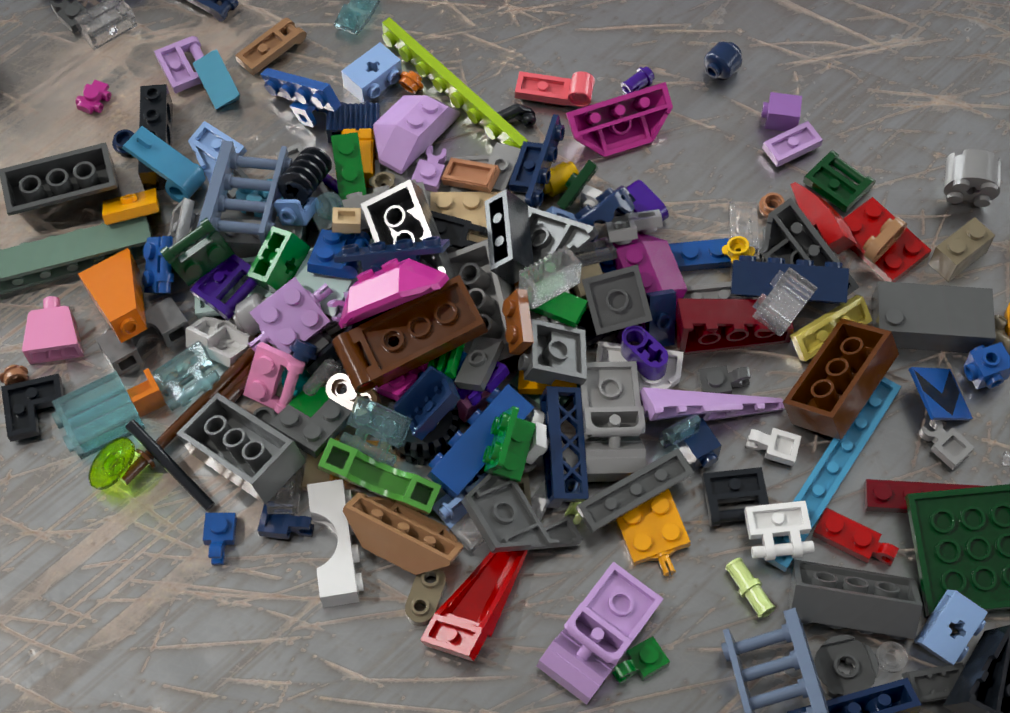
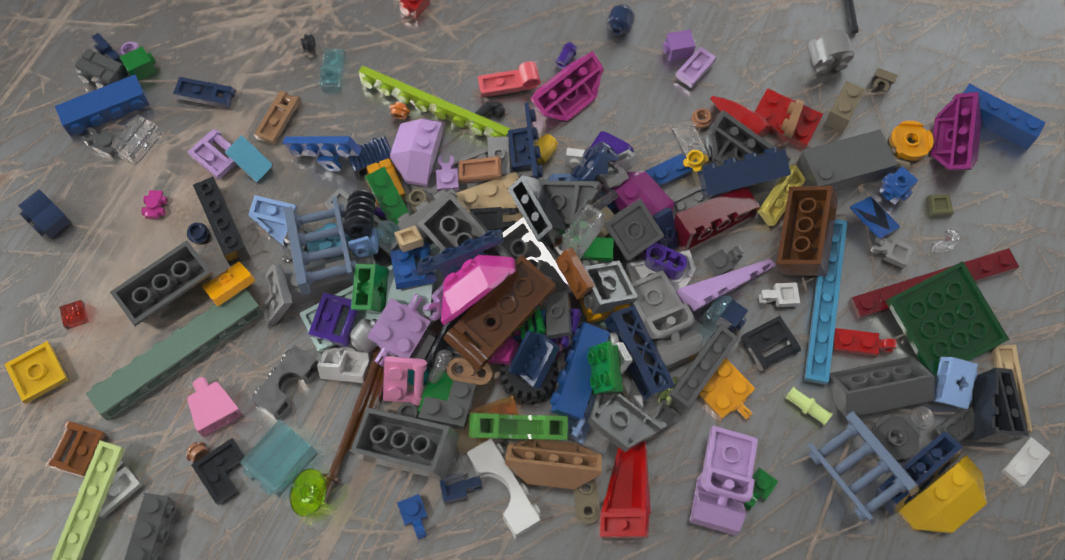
camera: 25 degrees left, 5 degrees up
(117, 293) = (251, 358): orange slope -> none
(146, 395) = (309, 427): orange panel -> none
(157, 272) = (274, 323): blue plate -> none
(170, 465) = (353, 476): black bar -> none
(181, 174) = (233, 236): dark azure door -> none
(181, 370) = (328, 399): clear light blue plate -> none
(202, 256) = (305, 304): dark green plate -> none
(304, 350) = (421, 352): dark blue plate -> none
(372, 73) = (367, 113): light blue brick -> none
(380, 423) = (504, 386): clear light blue plate -> none
(576, 184) = (560, 149): dark green plate -> none
(776, 521) = (810, 351): white plate -> none
(784, 301) = (750, 189): clear brick -> none
(834, 185) = (738, 88): dark green plate -> none

